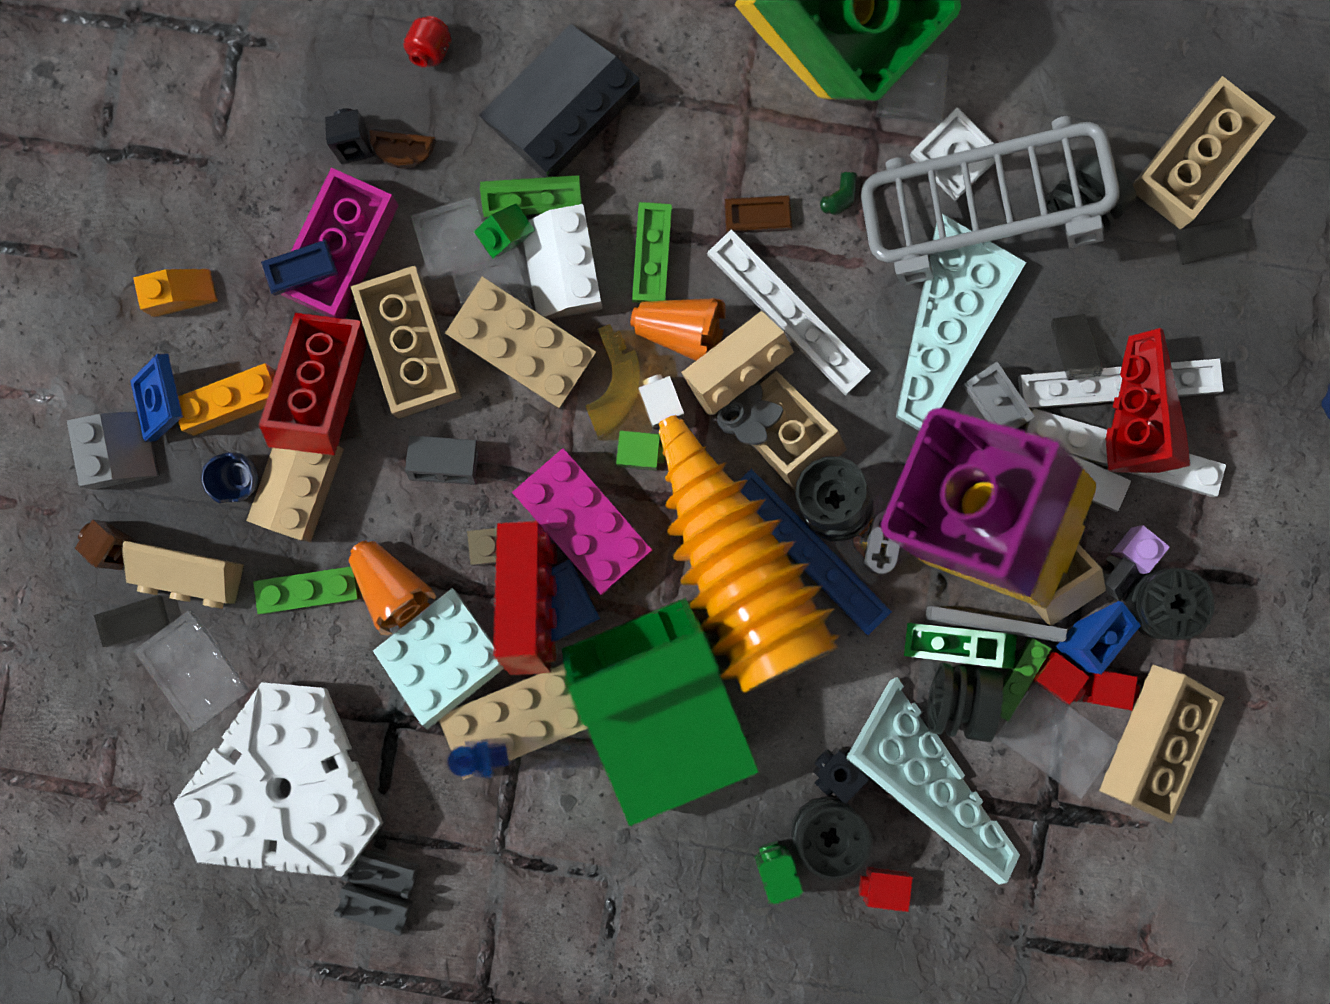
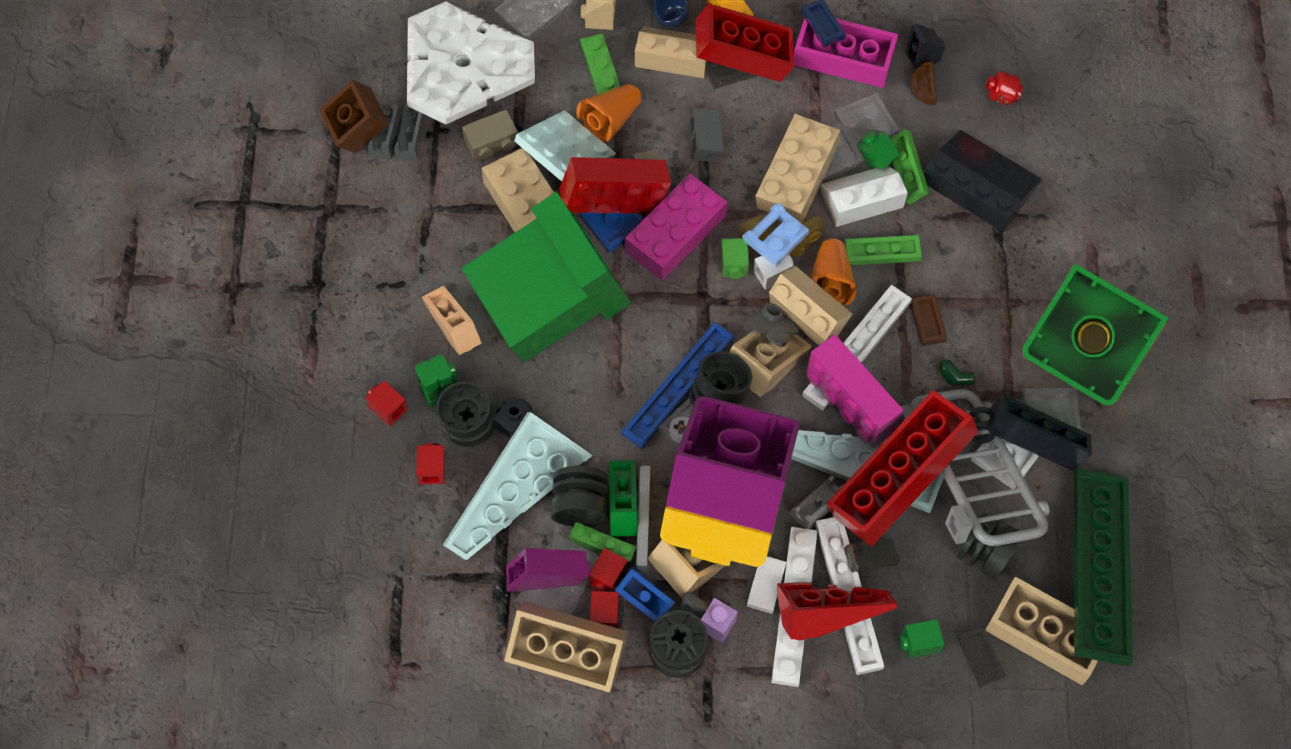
camera: 80 degrees right, 20 degrees down
(351, 954) = (353, 116): none -> reddish brown brick
(402, 759) = (490, 135): none -> dark tan brick
(405, 342) = (773, 101): tan brick -> none
(477, 758) = (498, 163): clear blue hips -> none
(631, 382) = (781, 240): none -> light blue plate
(680, 842) = (452, 320): none -> light nougat slope
(741, 569) = (653, 321): light orange cone -> none
(791, 941) = (386, 402): none -> red brick
(877, 325) = (853, 391): none -> dark pink brick
(953, 114) = (1034, 432): none -> black hinge
(993, 287) = (902, 467): none -> red brick
(1063, 756) = (546, 569): none -> magenta slope
(1138, 70) = (1102, 568): none -> dark green plate
(1189, 306) = (922, 639): none -> green brick

